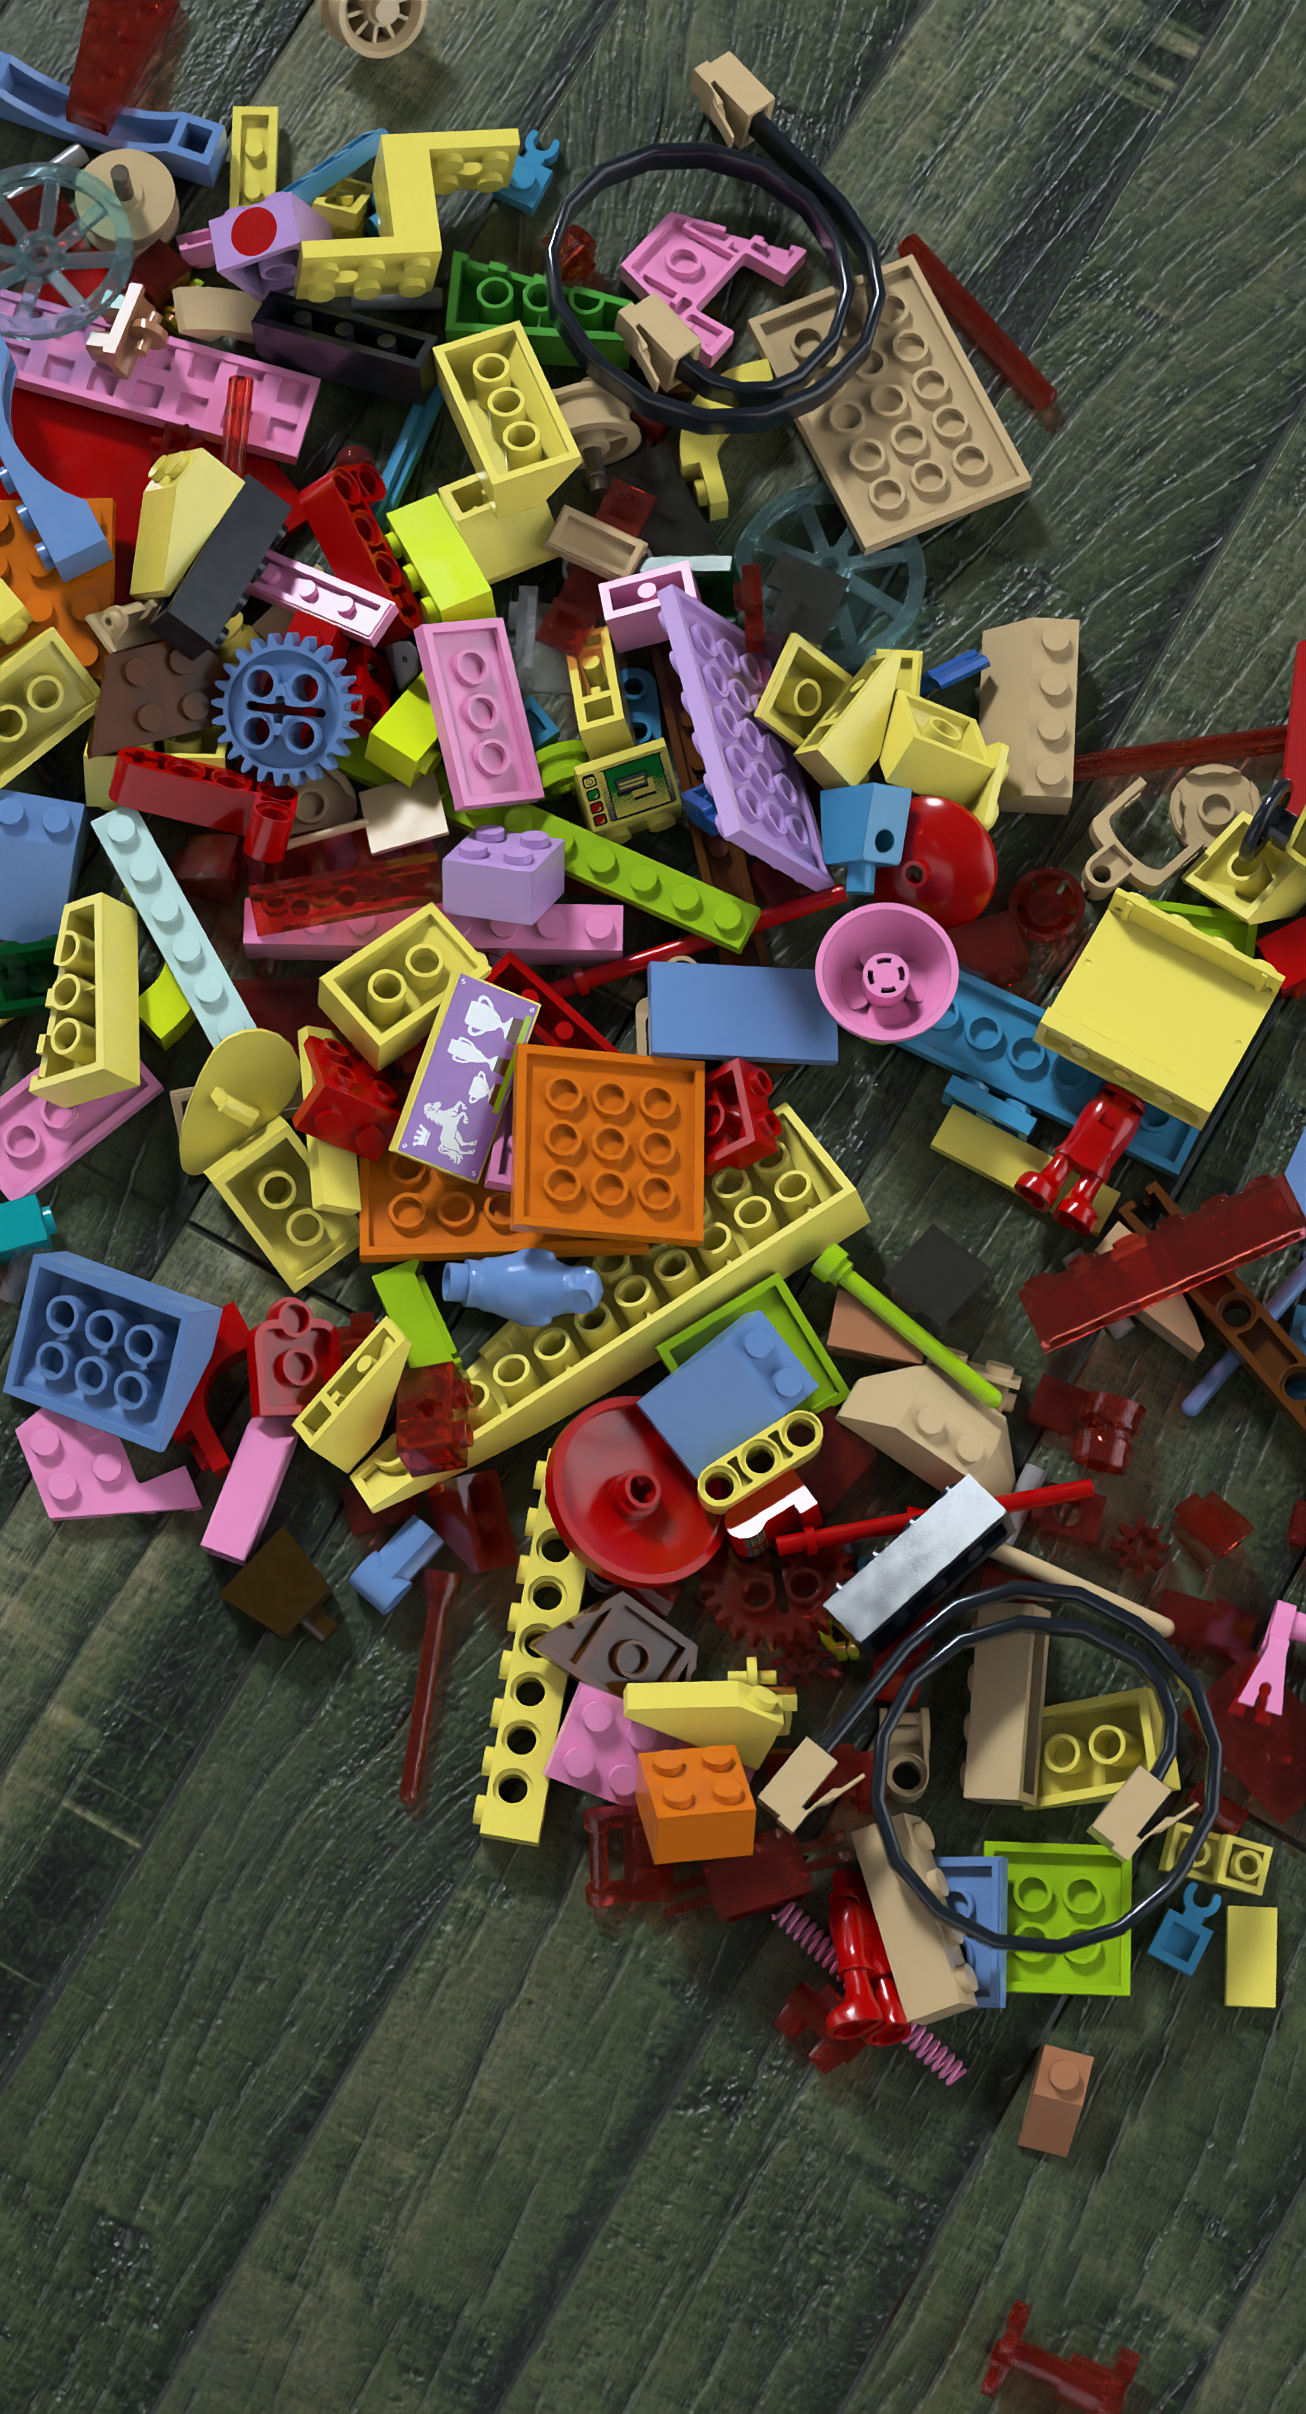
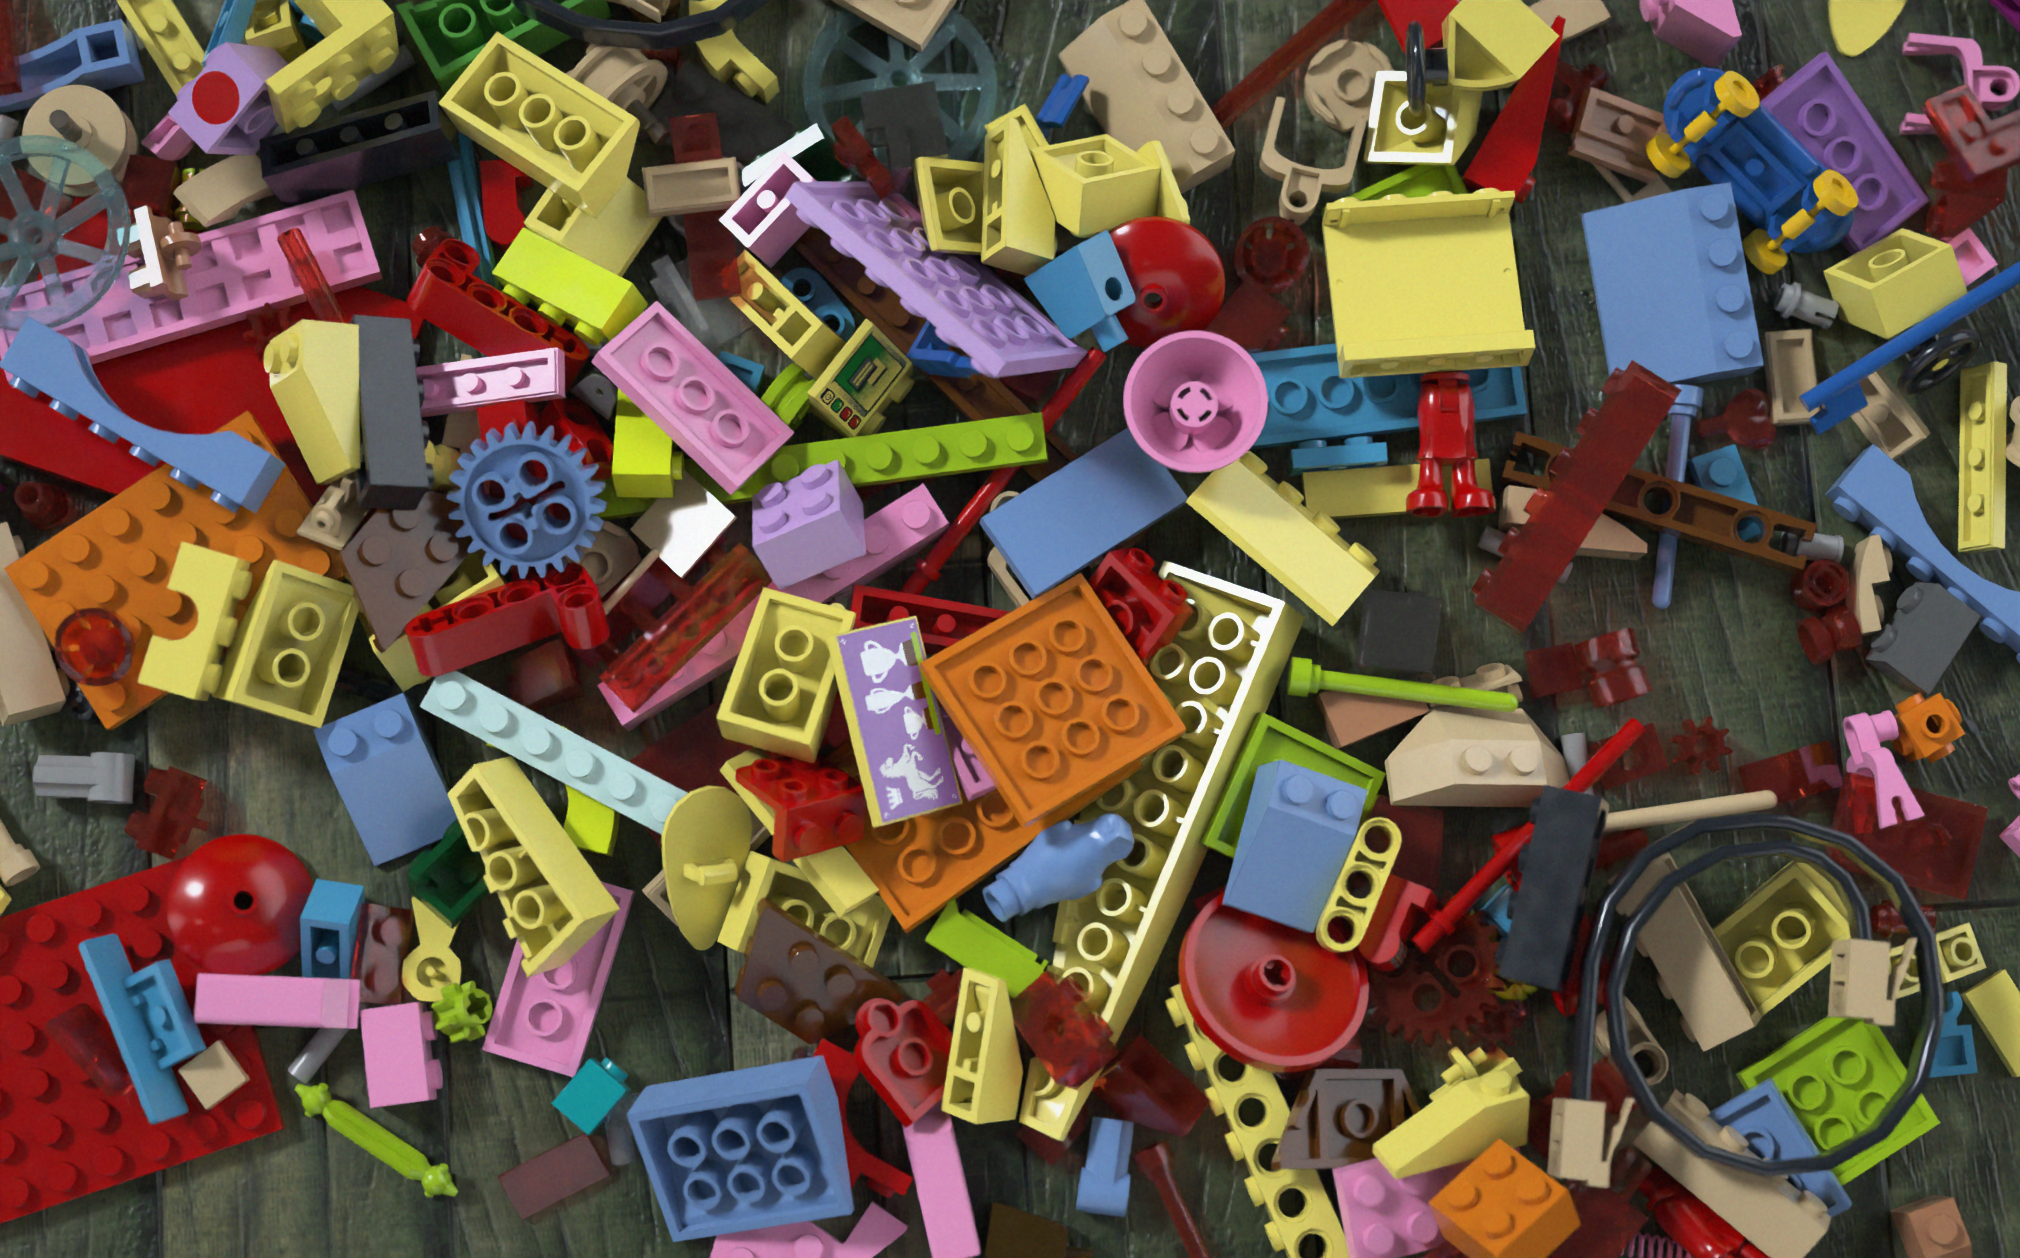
camera: 40 degrees left, 5 degrees up
(253, 1243) = (805, 978): none -> reddish brown wing
(436, 462) = (503, 201): none -> red leg
(897, 1140) = (1285, 536): none -> light yellow slope
(1209, 1528) = (1752, 693): clear red slope -> none

